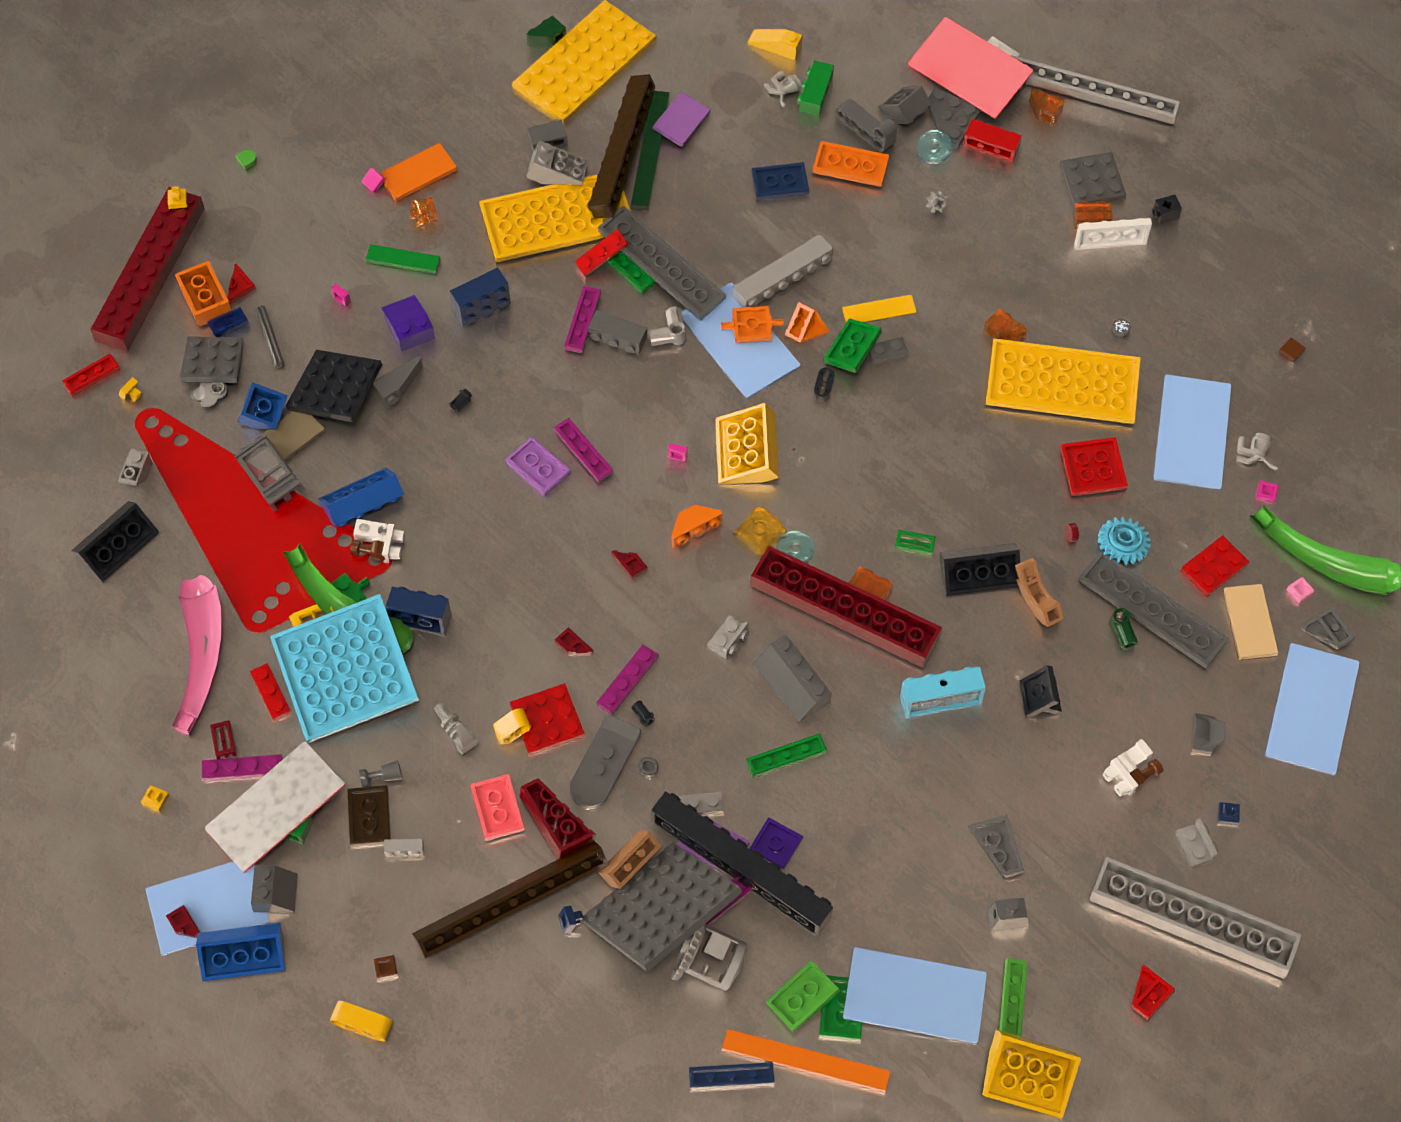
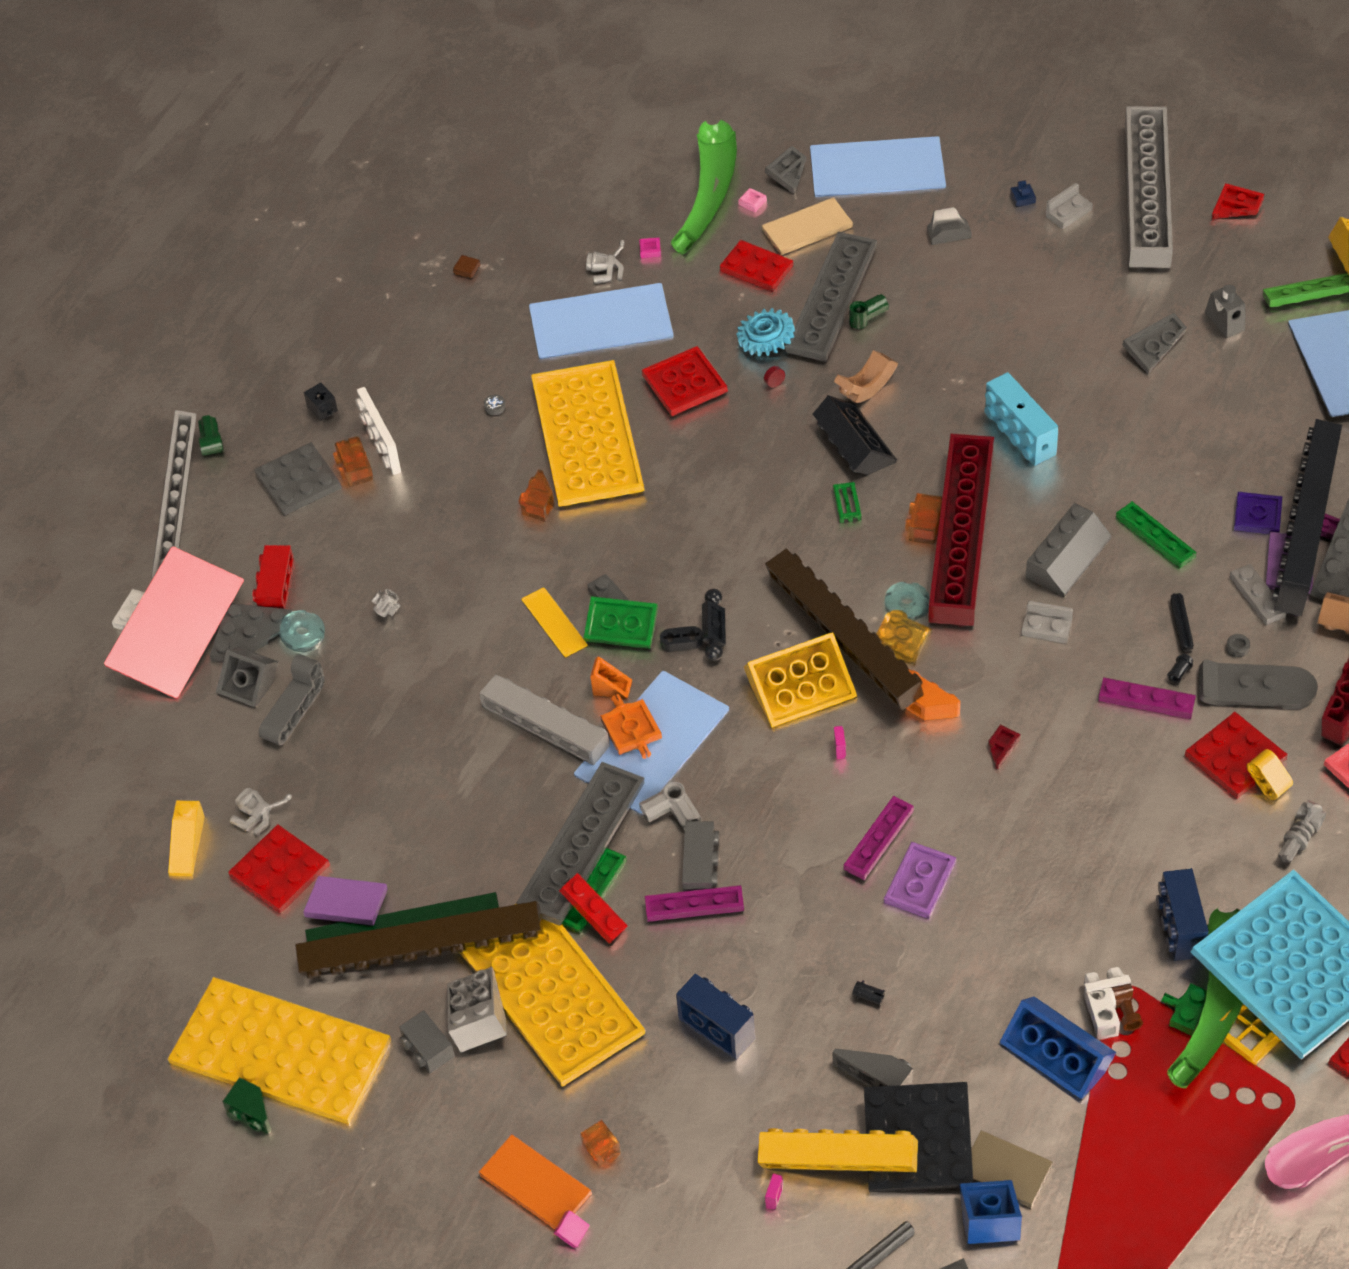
camera: 105 degrees left, 10 degrees down
(268, 470) = (1078, 1160): dark grey door -> none
(343, 332) = (838, 1151): none -> yellow brick
(403, 259) = (683, 1145): green tile -> none
(408, 323) = (779, 1094): dark purple slope -> none
(572, 643) = (1131, 764): dark red tile -> none
(688, 735) = (1182, 622): none -> black axle
(729, 91) = (279, 868): none -> red plate
(776, 483) = (850, 633): none -> dark brown brick
(780, 181) = (404, 770): dark blue tile -> none
(815, 88) = (249, 770): green brick -> none
(825, 406) = (713, 624): none -> black plate
(850, 163) = (355, 704): orange plate -> none
(1040, 692) = (975, 348): black bracket -> none
(1046, 107) = (209, 540): clear orange slope -> none
(1126, 769) = (1019, 273): white hips -> none
(1152, 129) = (210, 438): none -> dark green piece

